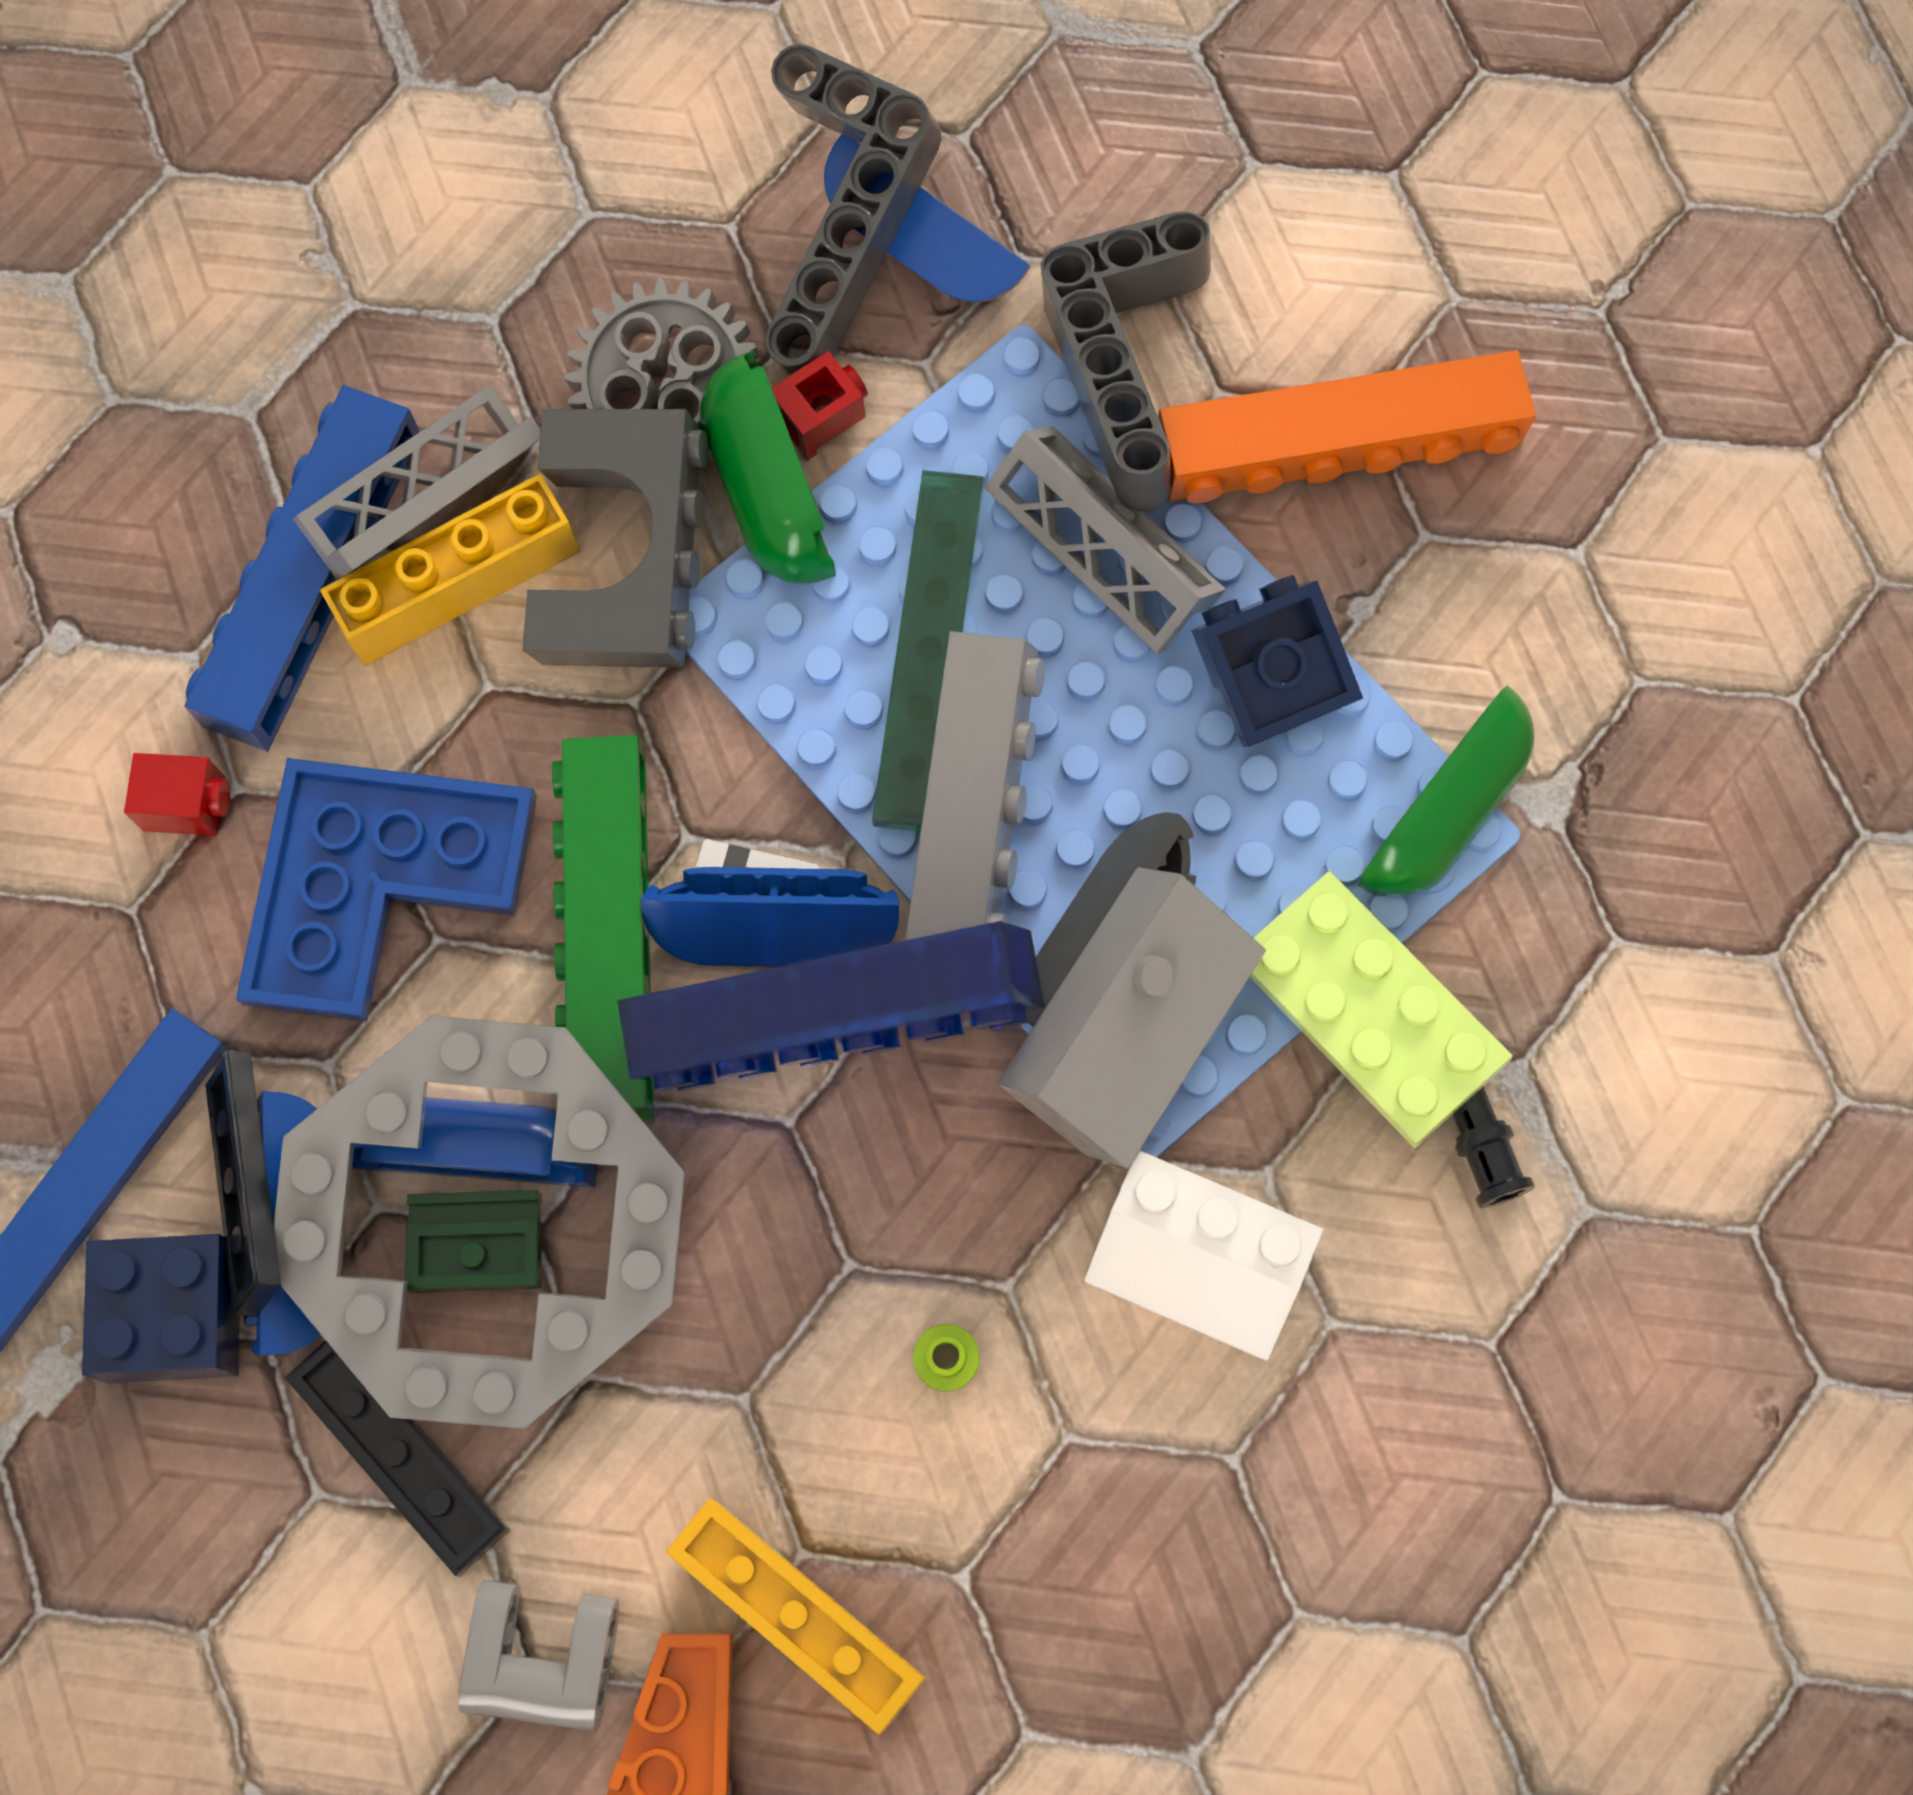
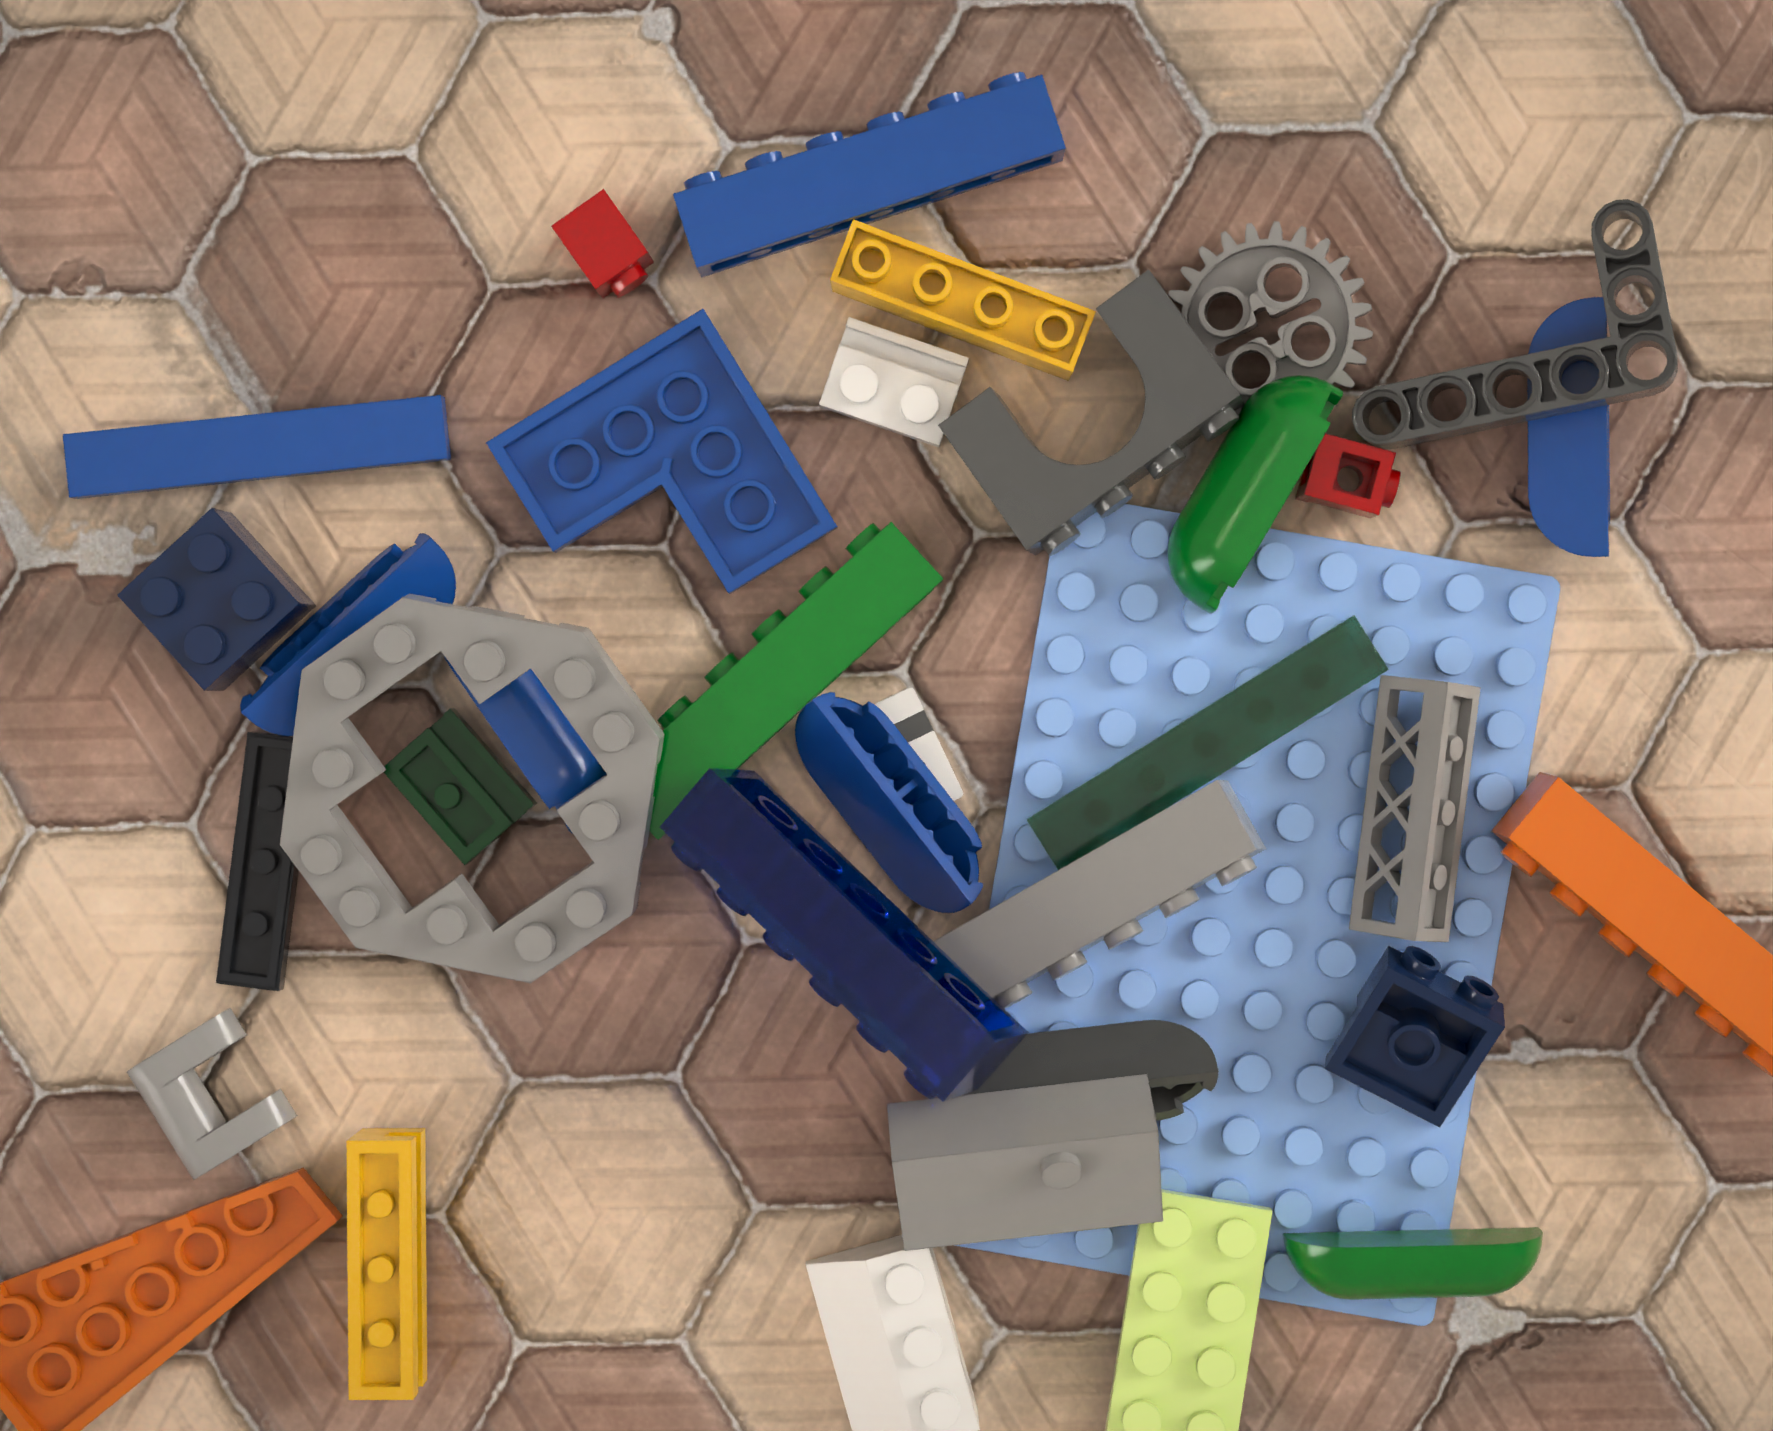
camera: 45 degrees right, 15 degrees up
(242, 1184) = (352, 583): black tile -> none
(422, 506) = (1007, 238): light grey fence -> none
(468, 671) = (893, 382): none -> white plate
(946, 1379) = (672, 1192): lime plate -> none
(1082, 293) = (1584, 681): dark grey beam -> none

